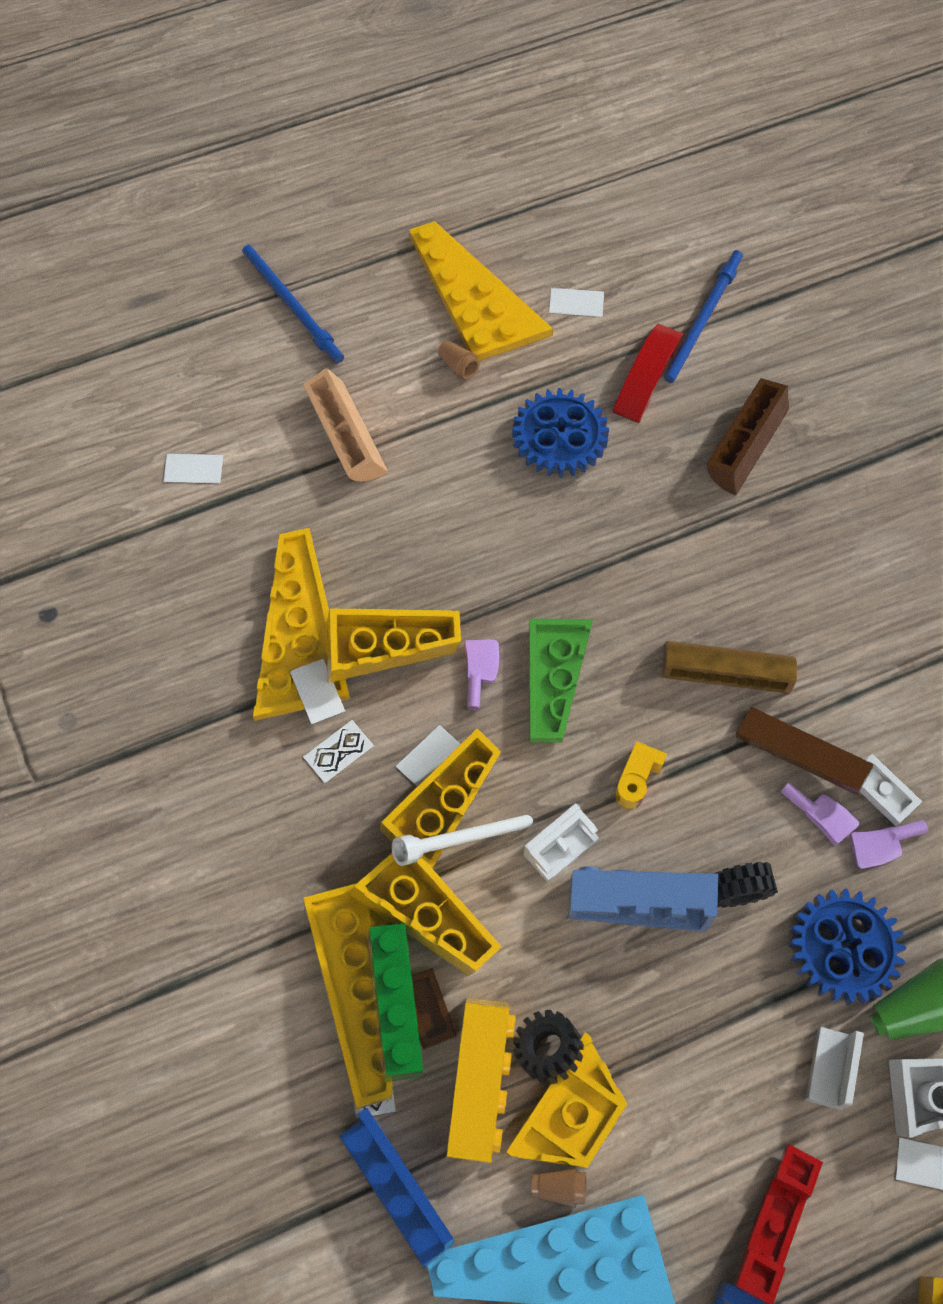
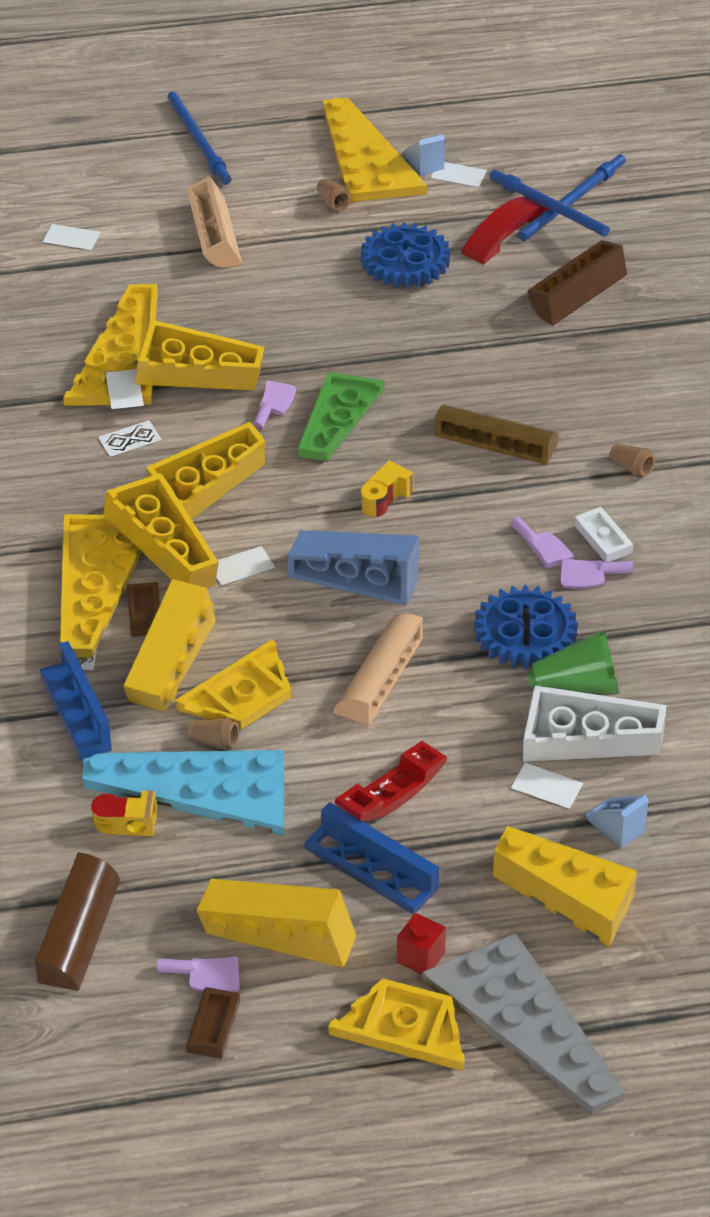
camera: 15 degrees right, 20 degrees down
(395, 1003) = (115, 582): green brick -> none
(409, 849) = (160, 473): white piece -> none
(513, 913) = (243, 565): none -> white sticker
(539, 286) = (427, 155): none -> light blue slope
(561, 843) = (301, 513): white hinge -> none
(561, 1060) = (236, 639): black tyre -> none
(640, 310) = (513, 184): none -> blue bar
(709, 1043) = (381, 669): none -> light nougat brick
(745, 884) = (446, 553): black tyre -> none
(804, 750) = (540, 495): reddish brown tile -> none
(834, 1068) = (482, 703): white panel -> none
(880, 674) = (633, 459): none -> medium nougat cone

